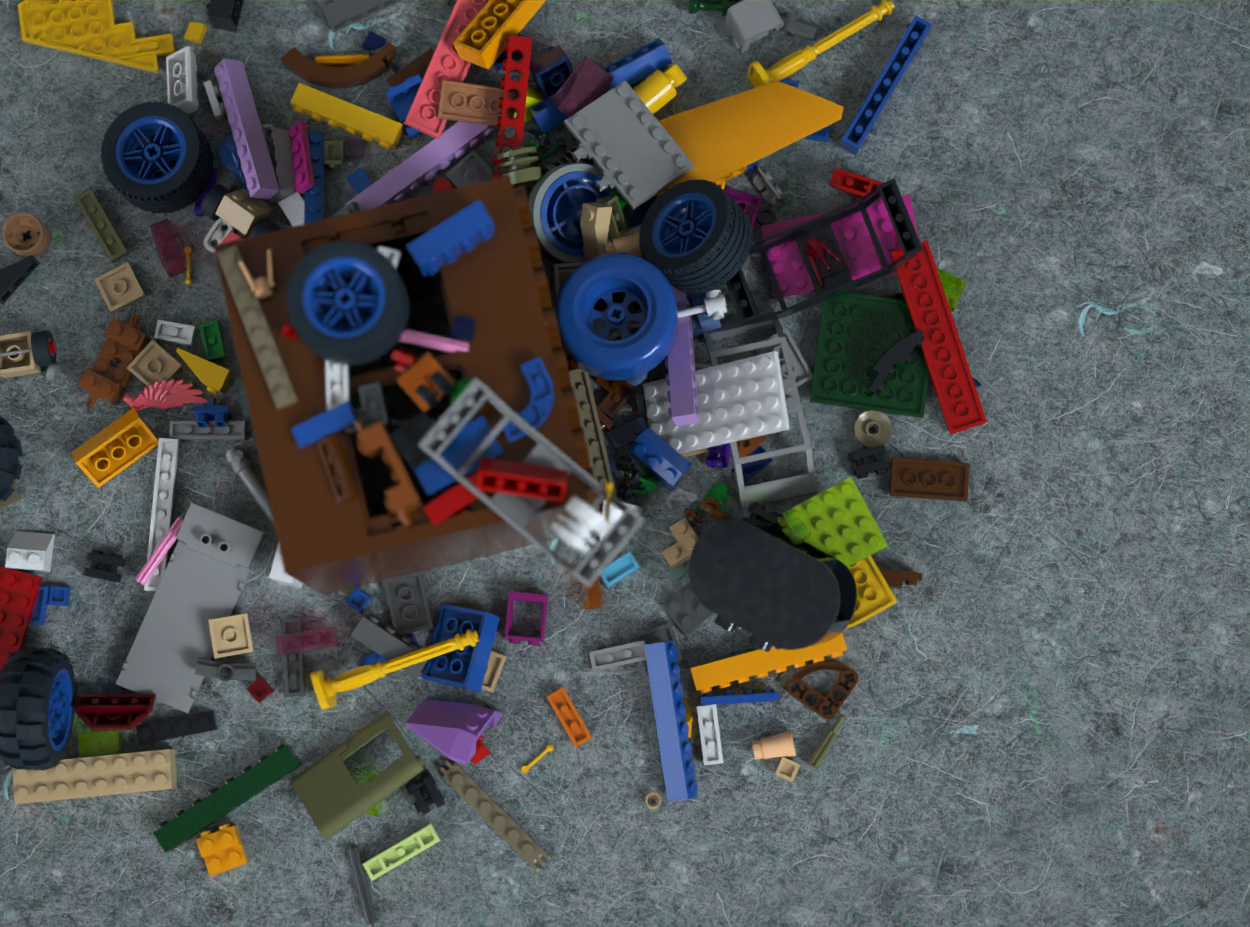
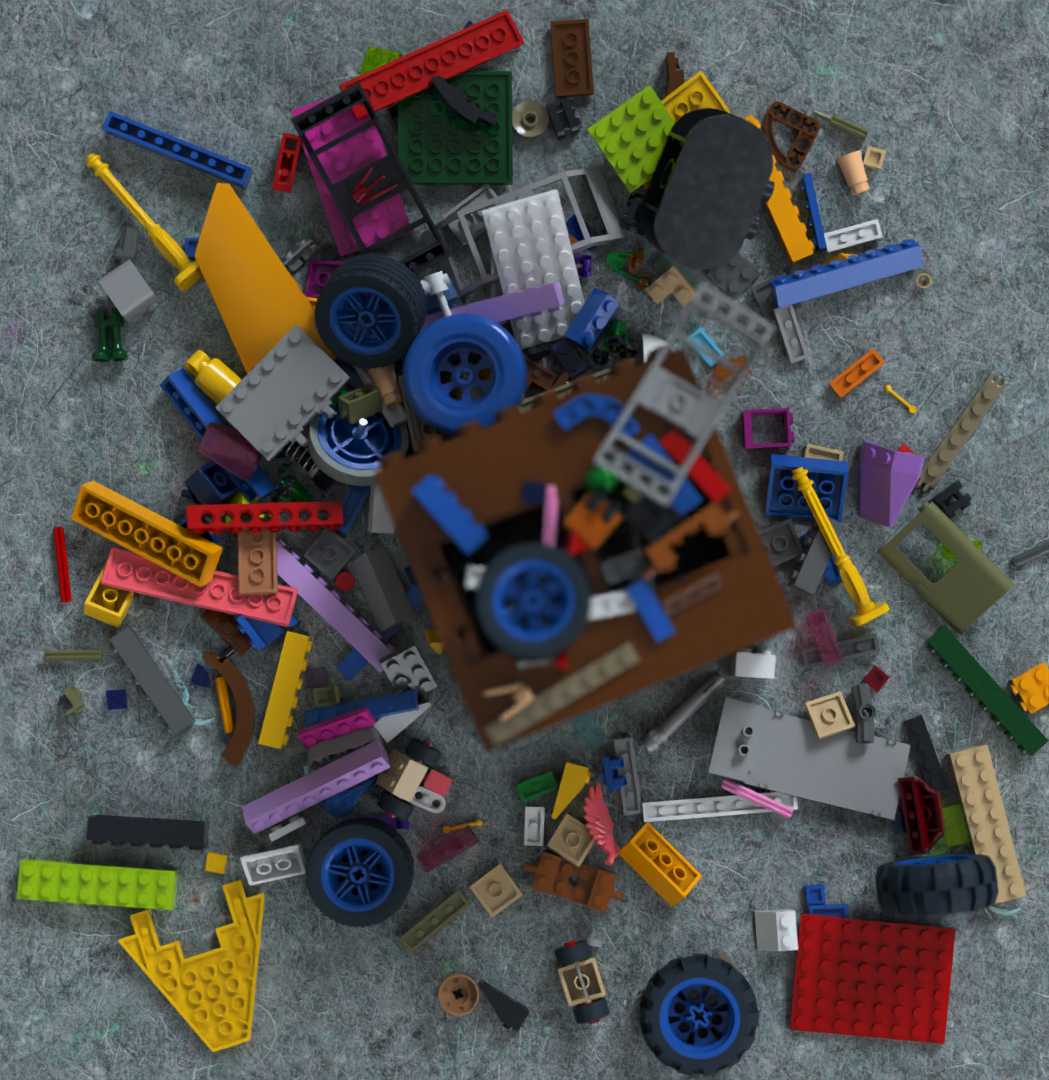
camera: 100 degrees left, 5 degrees up
(97, 557) = (772, 862): black brick -> none
(401, 852) = (1010, 514): yellowish green plate -> none
(520, 165) = (320, 498): olive wheel -> none
(522, 479) = (678, 407): red brick -> none
(580, 525) = (717, 343): white wheel -> none
(595, 228) = (377, 412): tan slope -> none
(608, 486) = (707, 322): yellow hinge -> none
(795, 530) = (648, 175): clear neon green plate -> none

